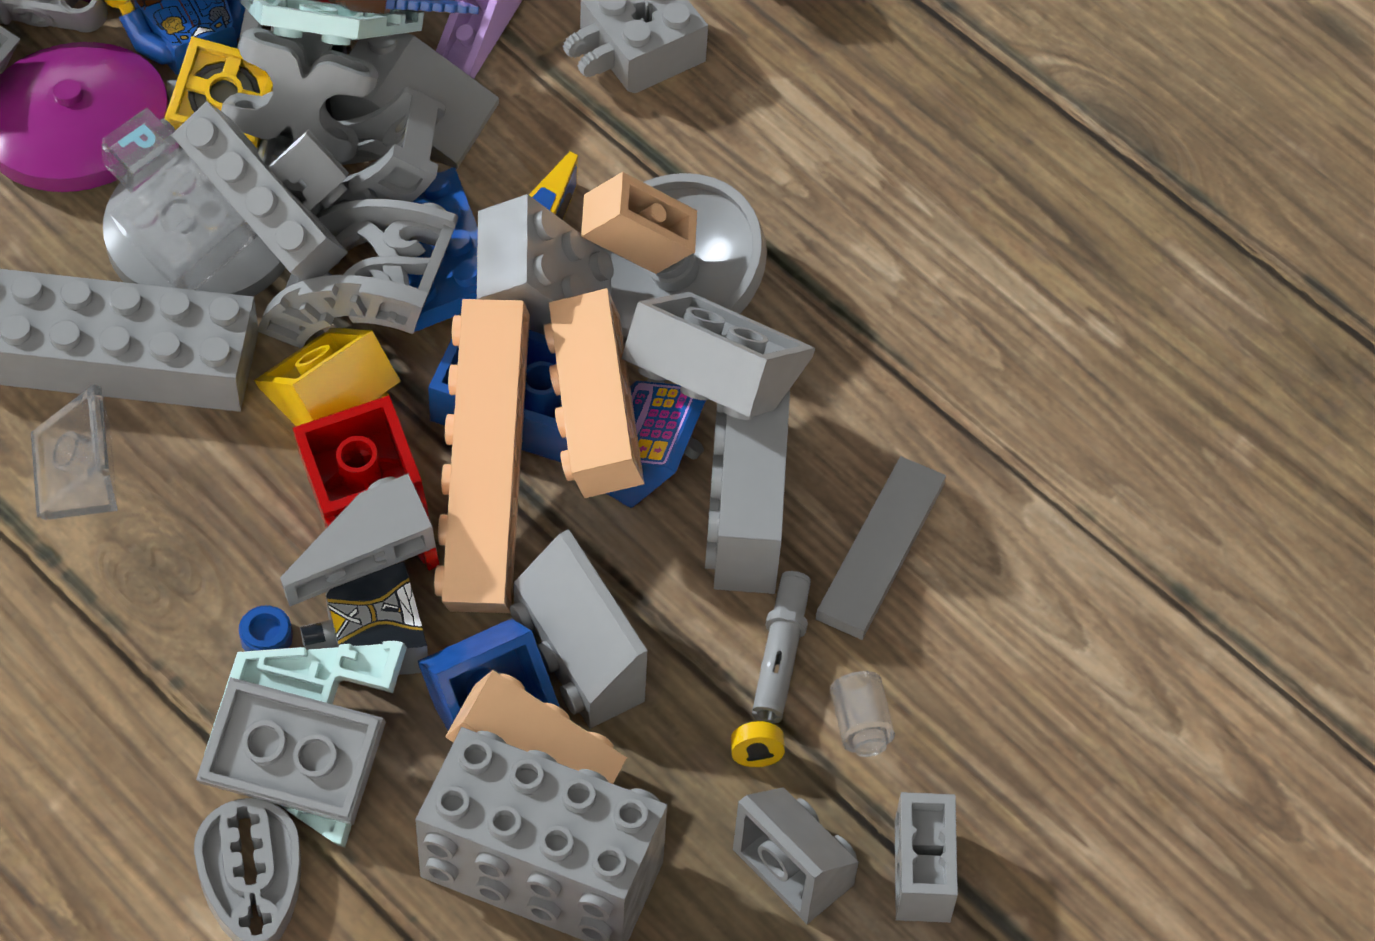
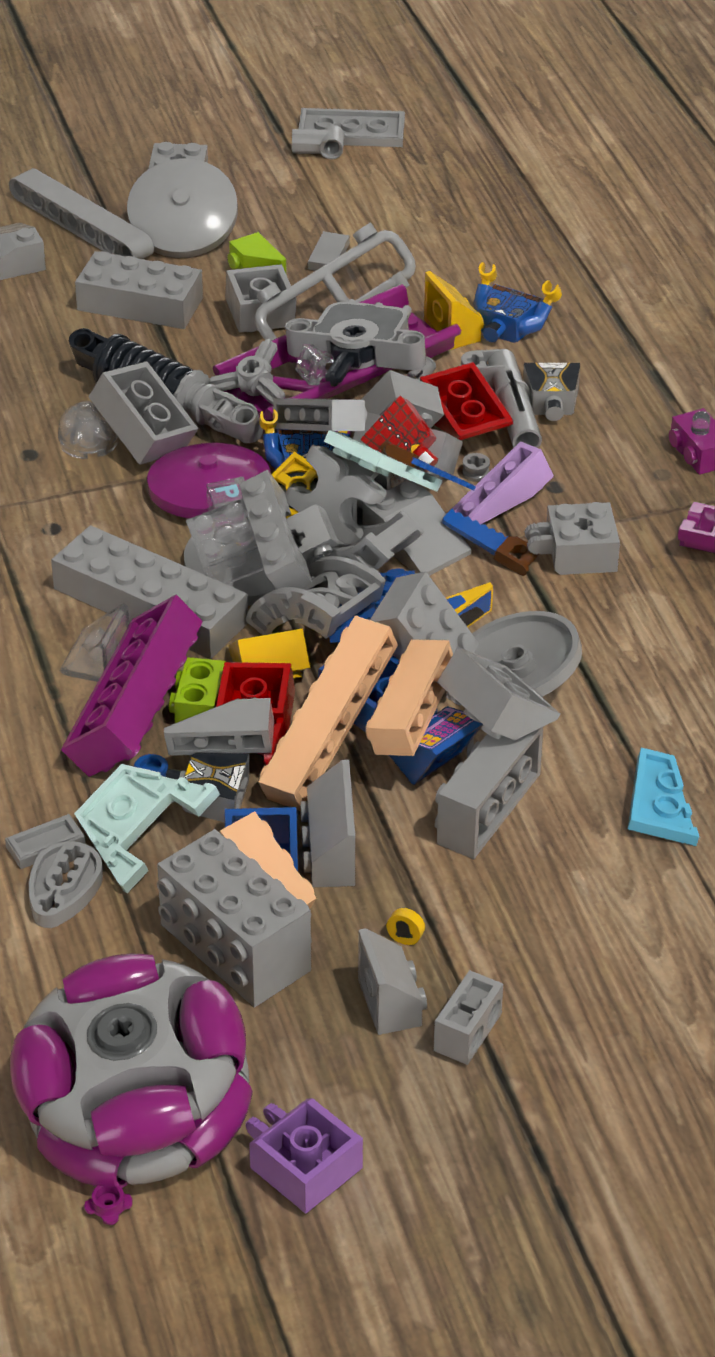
camera: 30 degrees right, 15 degrees down
(173, 820) = (30, 843): none -> light grey tile
(178, 515) = (132, 687): none -> magenta brick
(273, 480) = (196, 688): none -> lime brick
(291, 750) = (121, 824): light grey tile -> none
(525, 77) = (493, 542): none -> piece
(639, 223) = (497, 620): light nougat brick -> none
(785, 628) = (465, 875): light grey pin -> none
(862, 713) = (482, 933): clear brick -> none
(880, 548) = (556, 856): light grey tile -> none
(960, 407) = (658, 799): none -> medium azure wing

